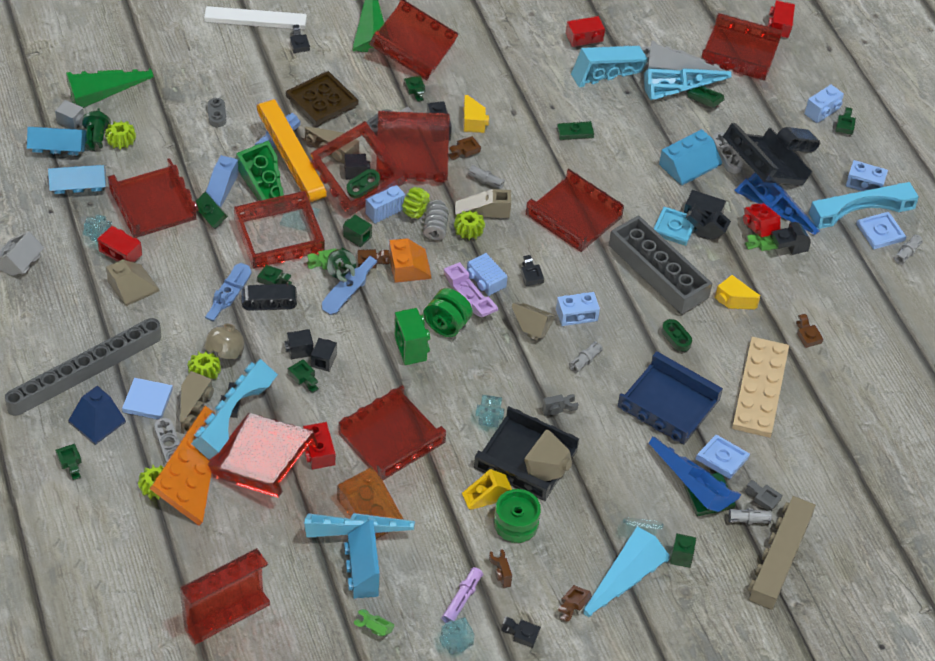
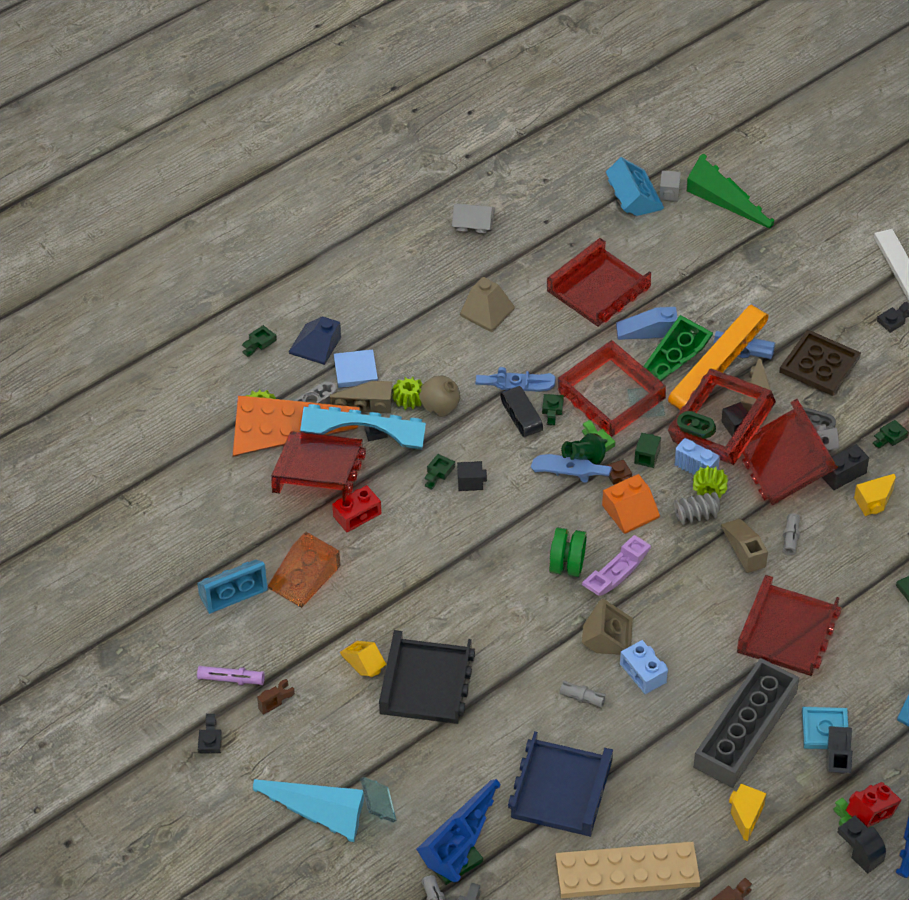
camera: 75 degrees right, 0 degrees up
(77, 178) = (592, 219): dark azure slope -> none
(82, 367) = (368, 310): dark grey beam -> none
(95, 124) = (659, 209): dark green piece -> none
(96, 226) = (533, 256): clear light blue brick -> none
(119, 245) = (521, 280): red brick -> none
(120, 134) = (667, 230): lime gear -> none
(210, 210) = (609, 329): dark green plate -> none
(216, 112) = (748, 290): dark grey plate -> none
(224, 596) = (140, 488): clear red panel -> none
(299, 344) = (474, 450): black brick -> none
(324, 525) = (263, 548): medium azure wedge -> none
(378, 624) = (170, 618): bright green plate -> none
(390, 433) = (401, 560): clear red panel -> none
(411, 336) = (521, 532): green brick -> none
(457, 636) = (178, 681): clear light blue brick -> none
(466, 146) = (823, 503): reddish brown plate -> none
(469, 225) = (710, 539): lime gear -> none
(487, 274) = (648, 574): light blue brick -> none
(490, 411) = (460, 627): clear light blue brick -> none
(517, 515) = (338, 688): green wheel -> none
(531, 273) = (674, 613): black plate -> none
(548, 458) = (414, 687): dark tan slope -> none
(556, 404) = (501, 684): dark grey plate -> none
(574, 599) = (261, 767): reddish brown plate -> none
(679, 338) = (655, 770): dark green plate -> none
(683, 550) = (360, 845): dark green brick -> none
(706, 202) = (866, 746): black brick -> none
(722, 456) = (505, 854): light blue tile -> none

